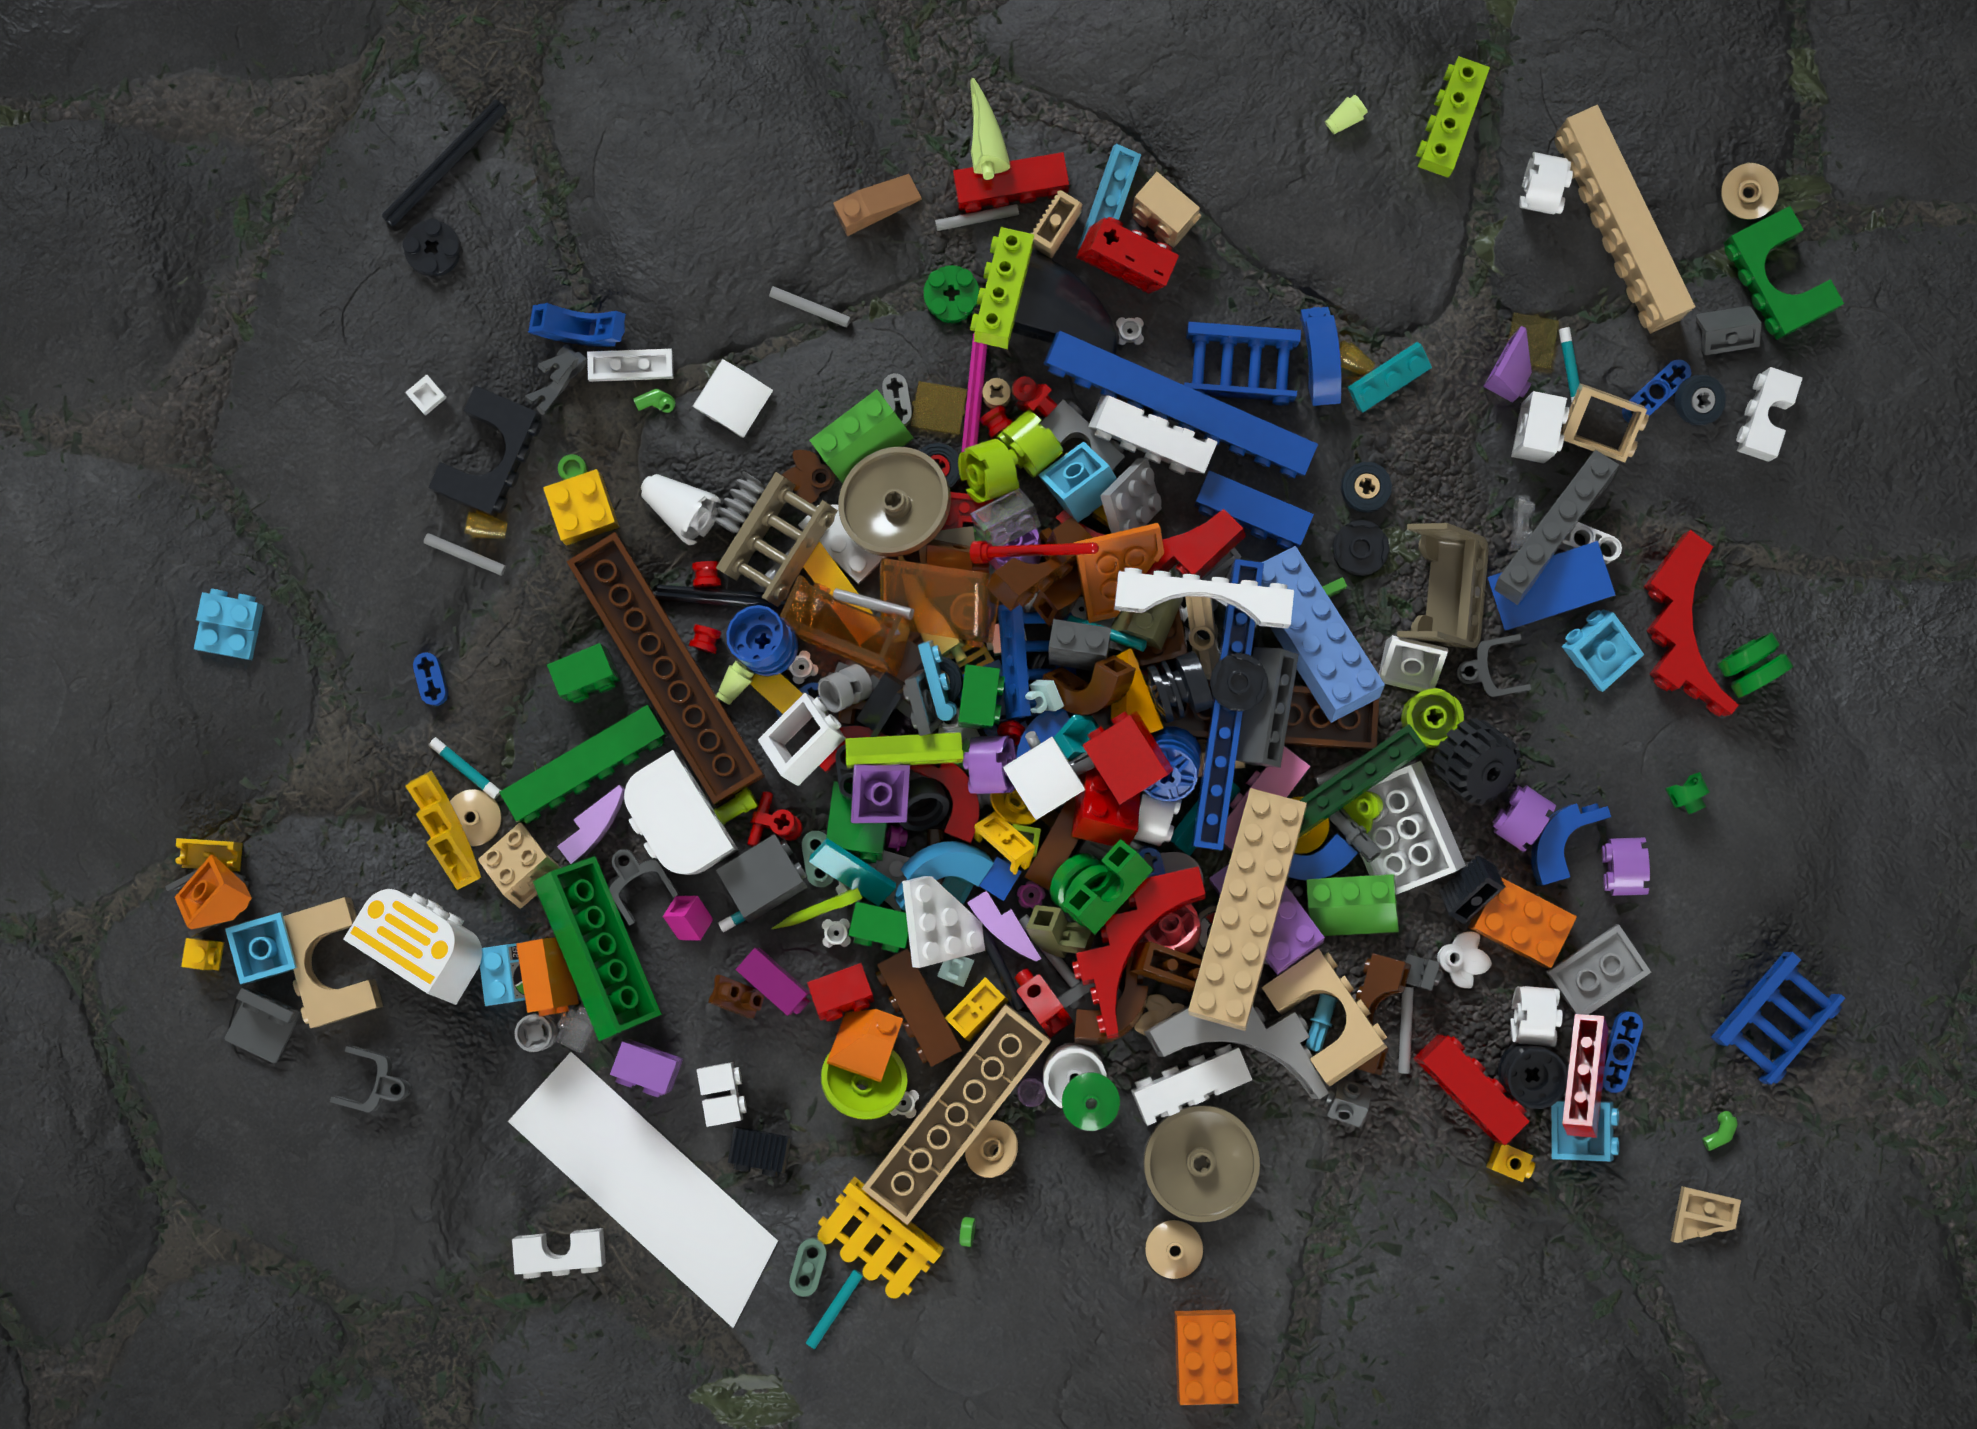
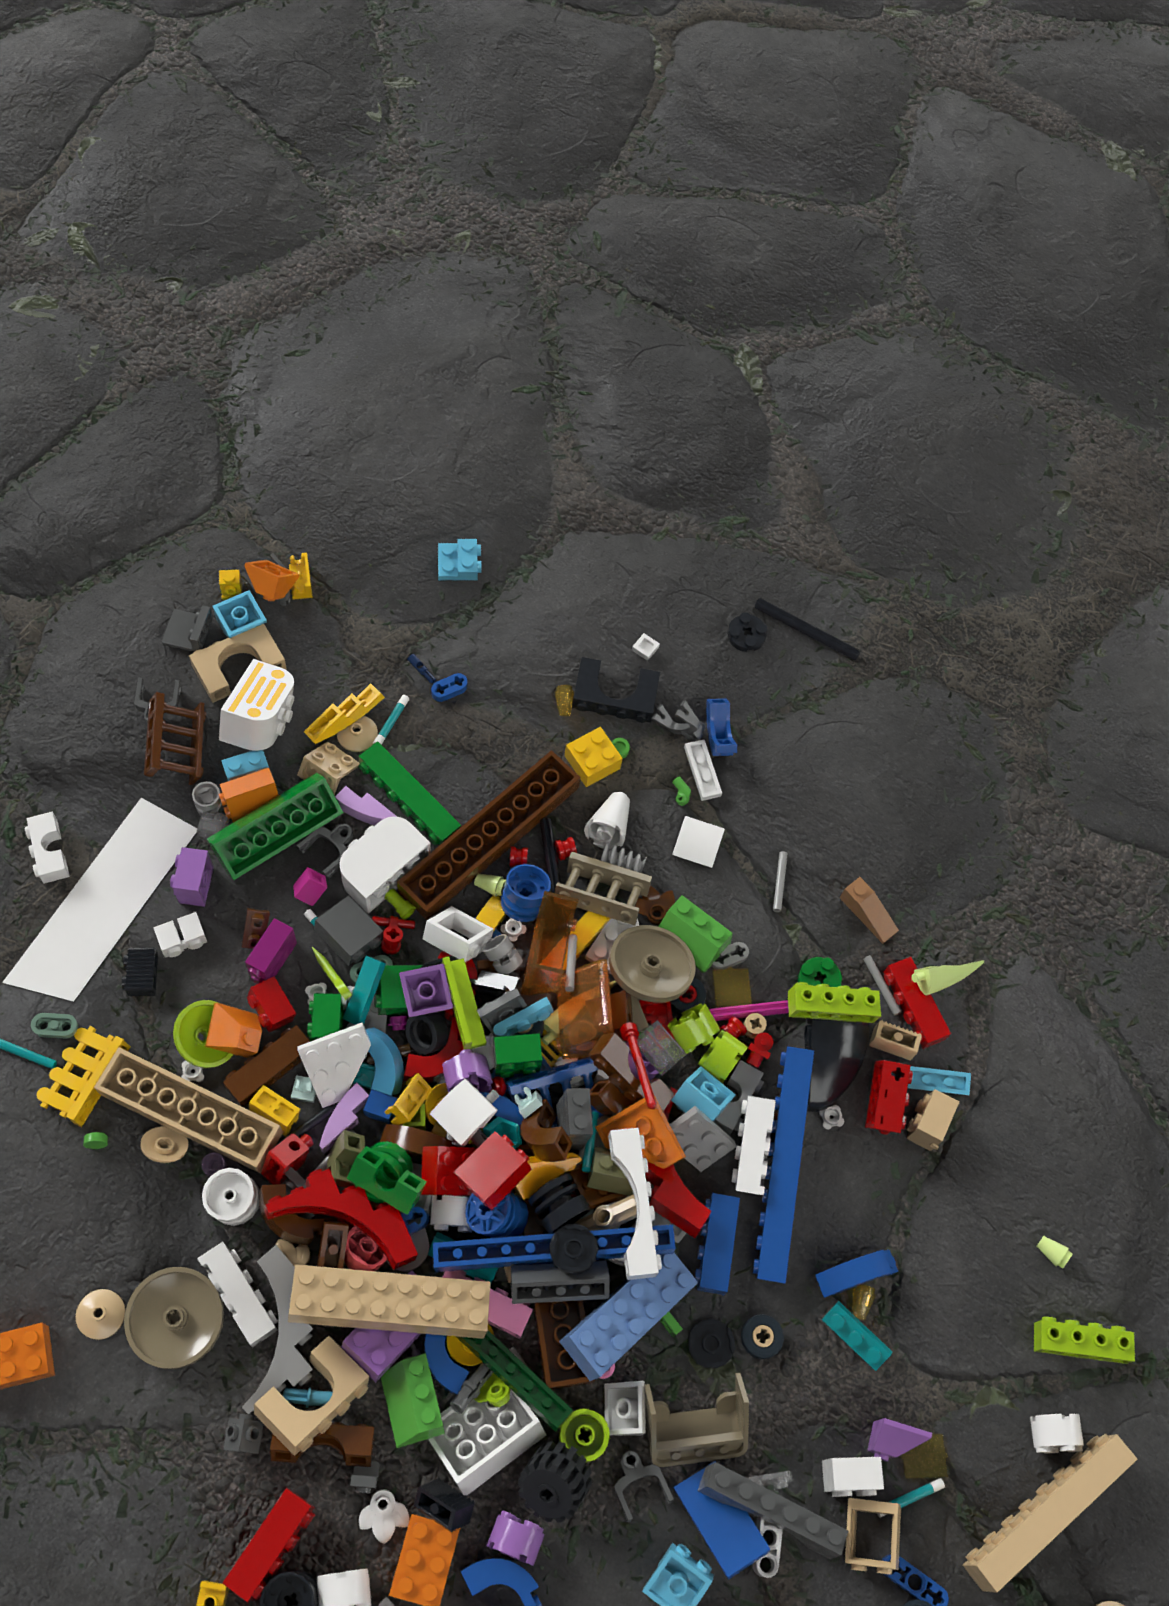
camera: 70 degrees right, 20 degrees down
(397, 708) = (413, 659): none -> dark blue pin
(442, 1090) = (156, 744): none -> reddish brown fence
(464, 554) = (541, 692): light grey bar -> none
(584, 673) = (474, 779): green brick -> none
(1030, 887) = (372, 1128): magenta plate -> none
(1083, 1088) = (219, 1218): green dish -> none
(1256, 339) = (855, 1216): blue fence -> none
(1406, 1030) = (313, 1476): light grey bar -> none

